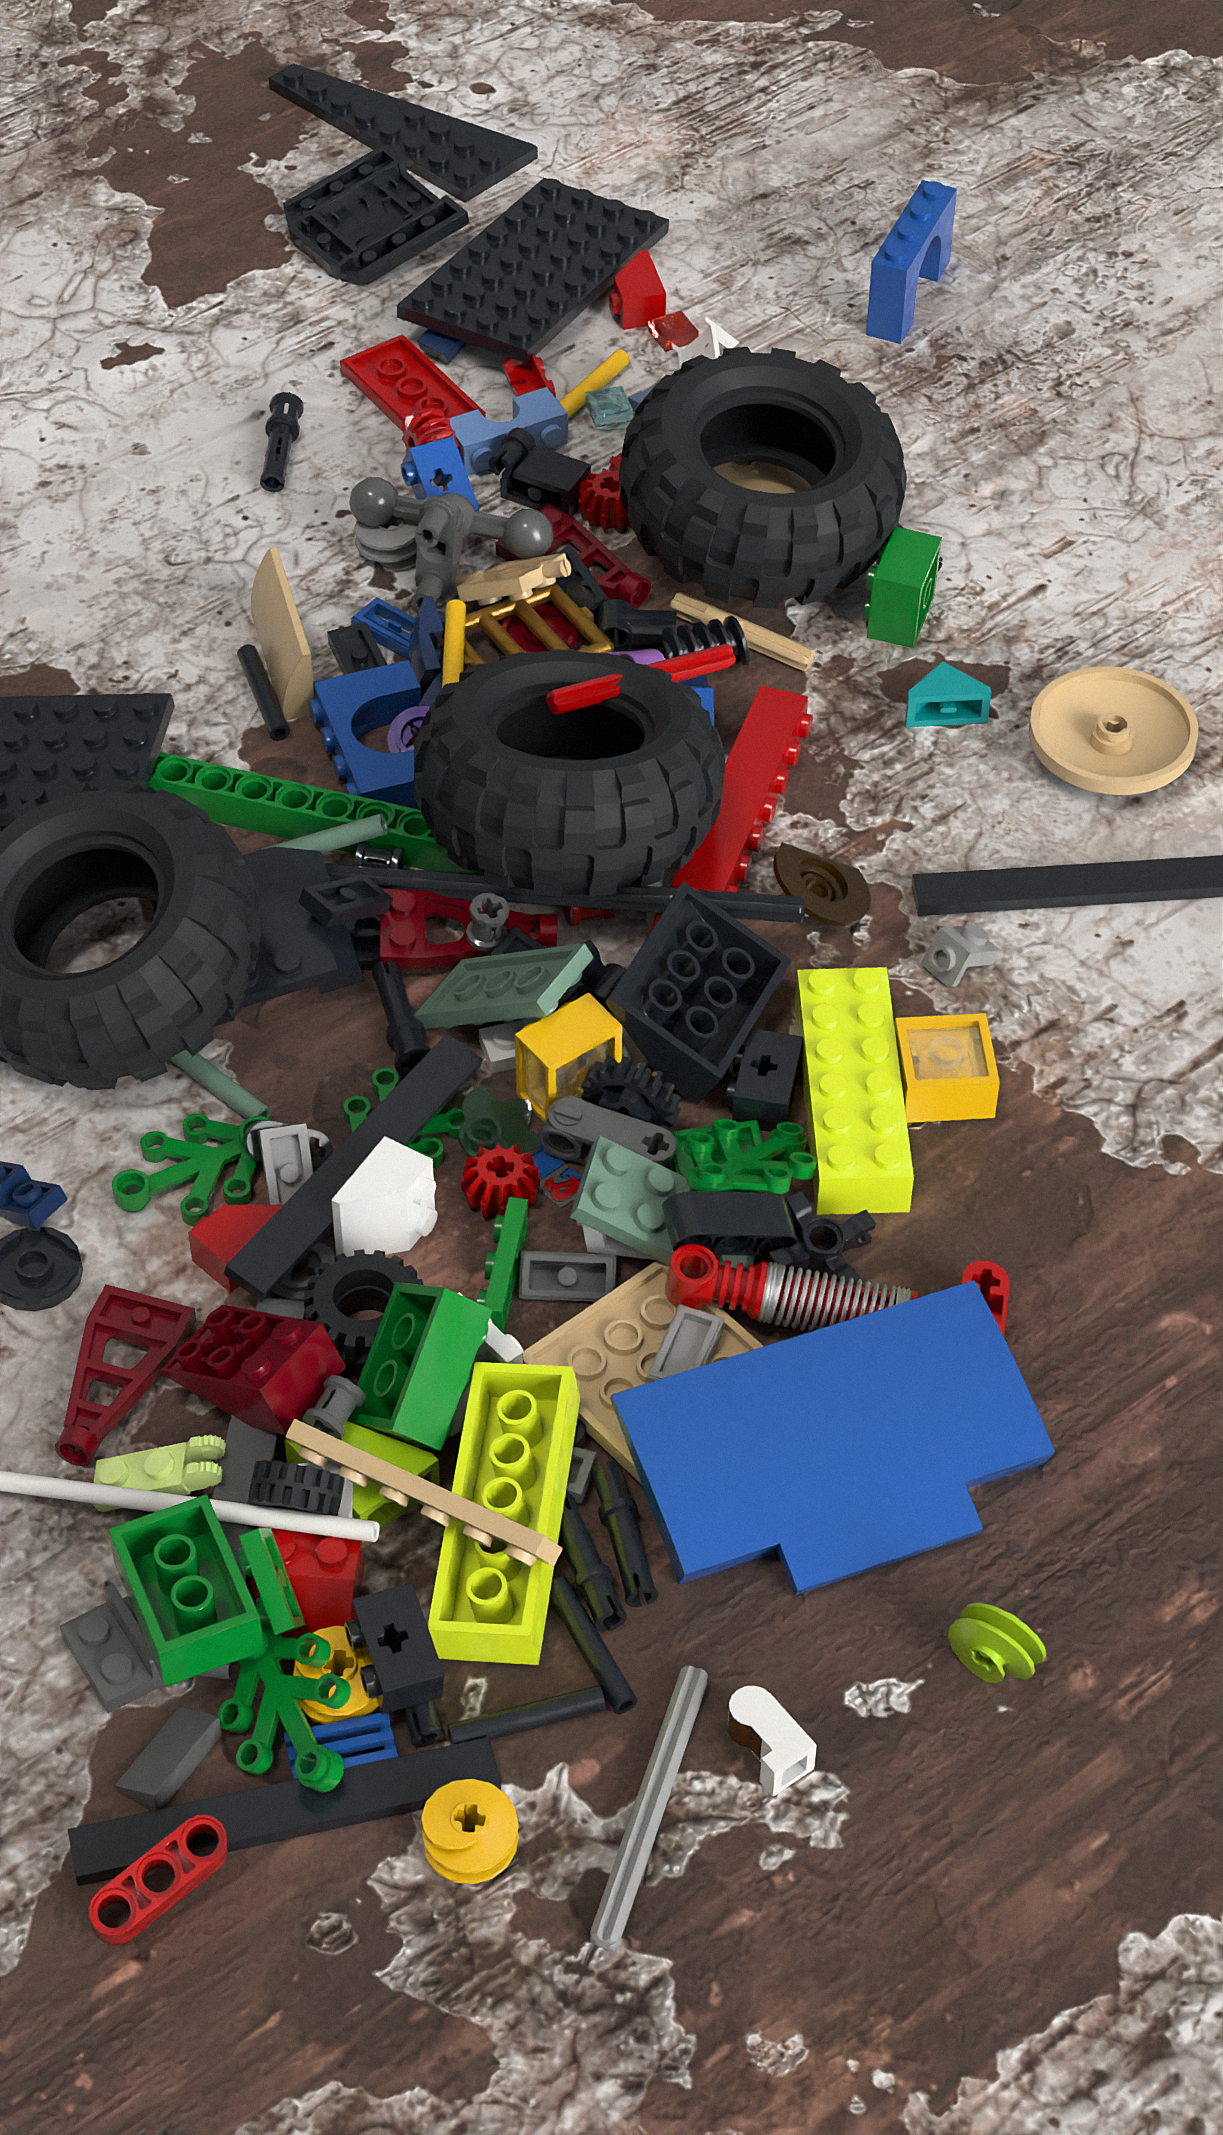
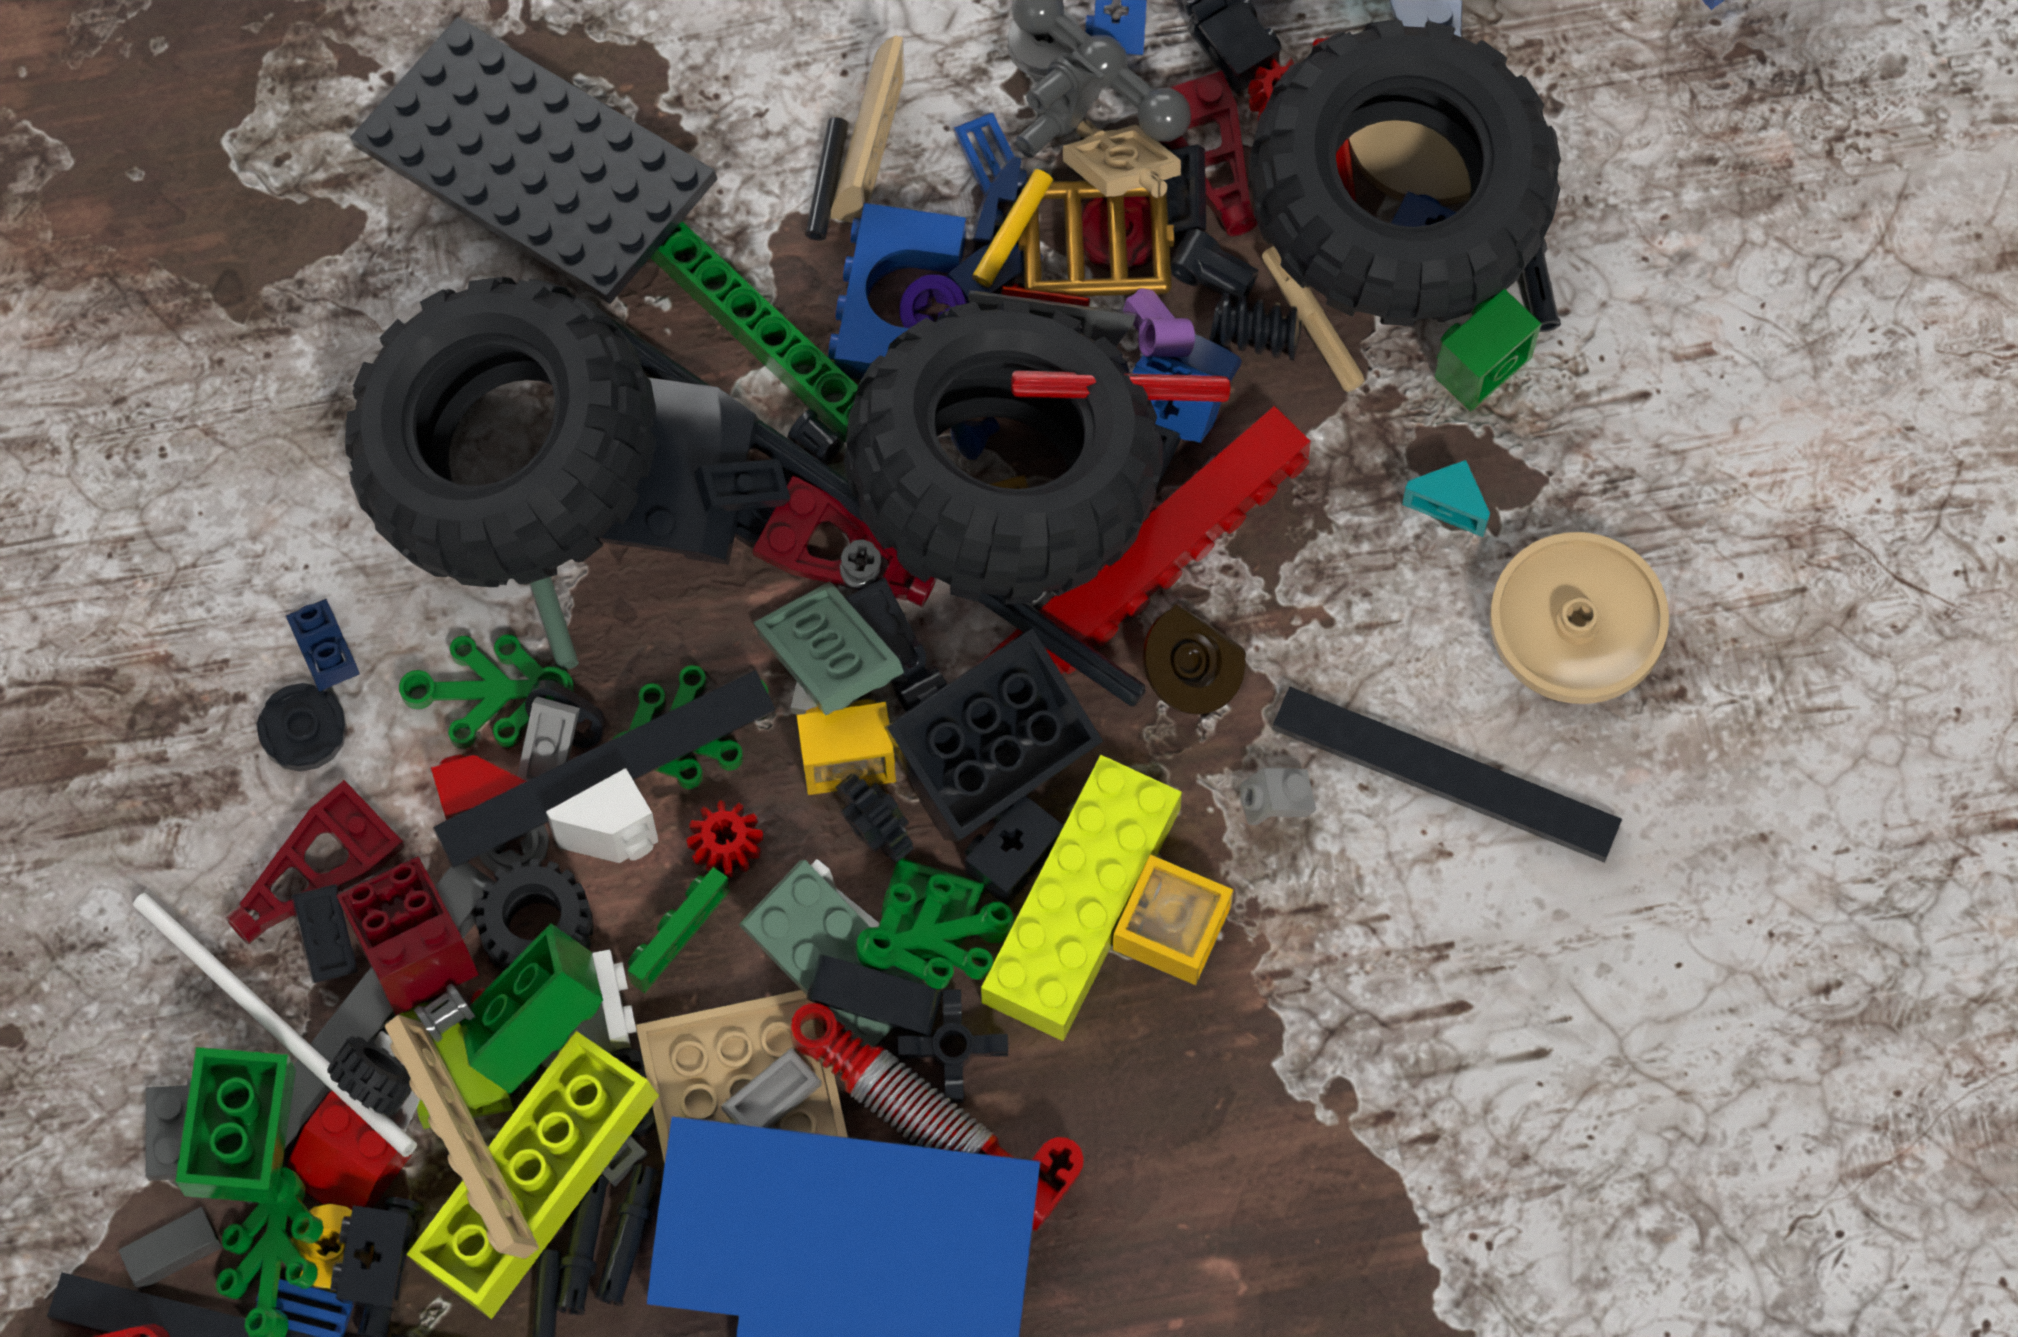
camera: 30 degrees right, 20 degrees up
(159, 1408) = (324, 933): none -> black plate
(165, 1469) = (288, 987): yellowish green hinge -> none
(263, 1561) = (307, 1150): green plate -> none
(340, 835) = (776, 394): sand green piece -> none
(355, 648) = (935, 176): black plate -> none
(404, 1031) = (735, 637): black pin -> none
(496, 1121) = (764, 775): clear green plate -> none
(556, 1178) = (781, 842): sticker -> none
(566, 1276) = (730, 959): dark grey slope -> none
(575, 1125) = (836, 843): dark grey piece -> none

